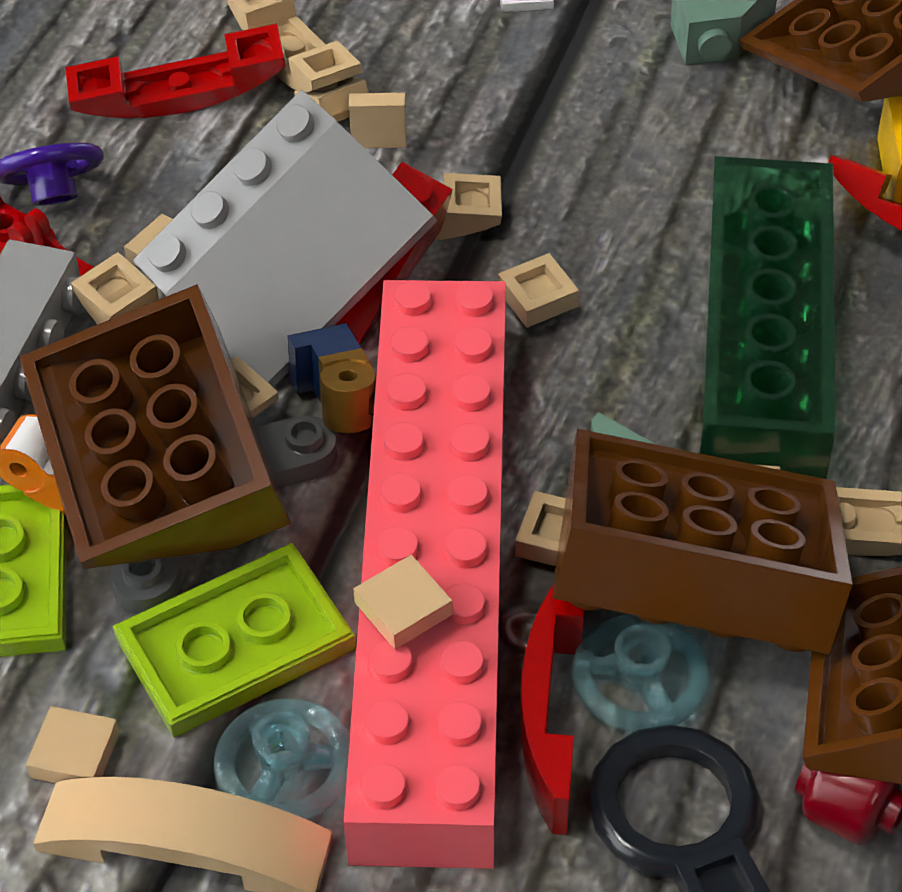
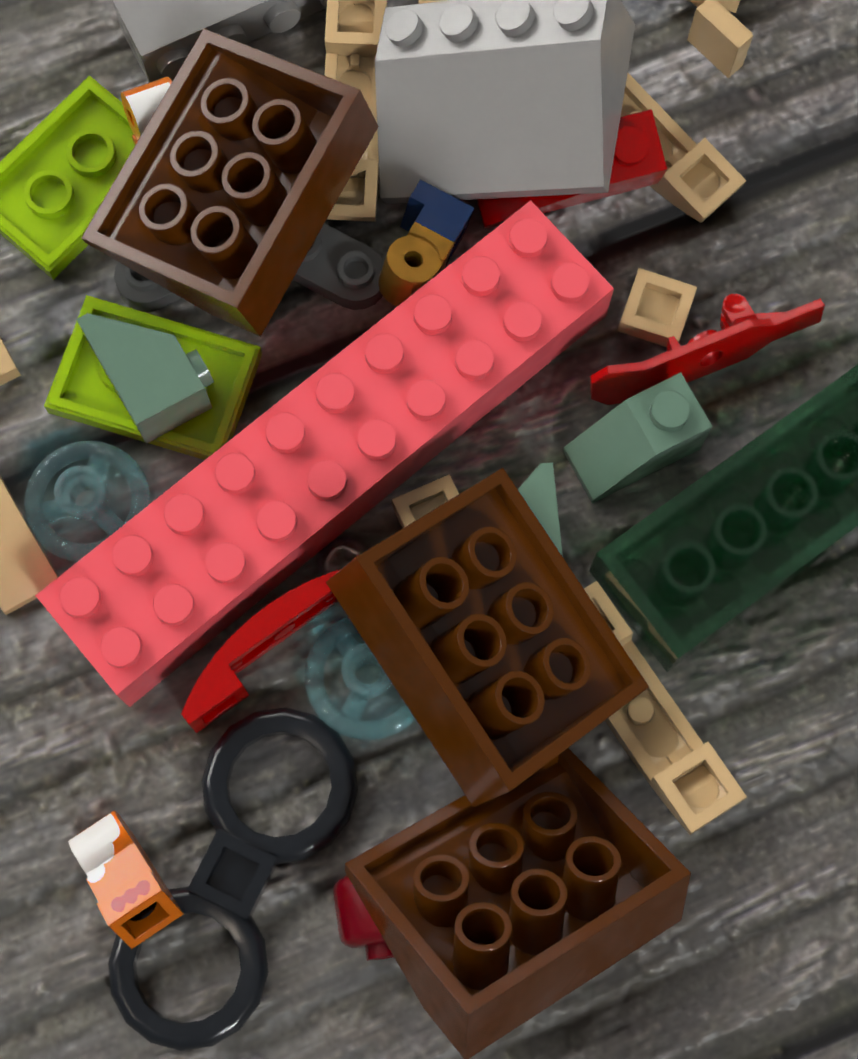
camera: 45 degrees right, 25 degrees up
(233, 615) = (149, 373): none -> sand green slope
(403, 601) = (228, 483): tan tile -> none
(607, 264) = (707, 352): none -> red piece
(628, 359) = (638, 438): none -> sand green slope

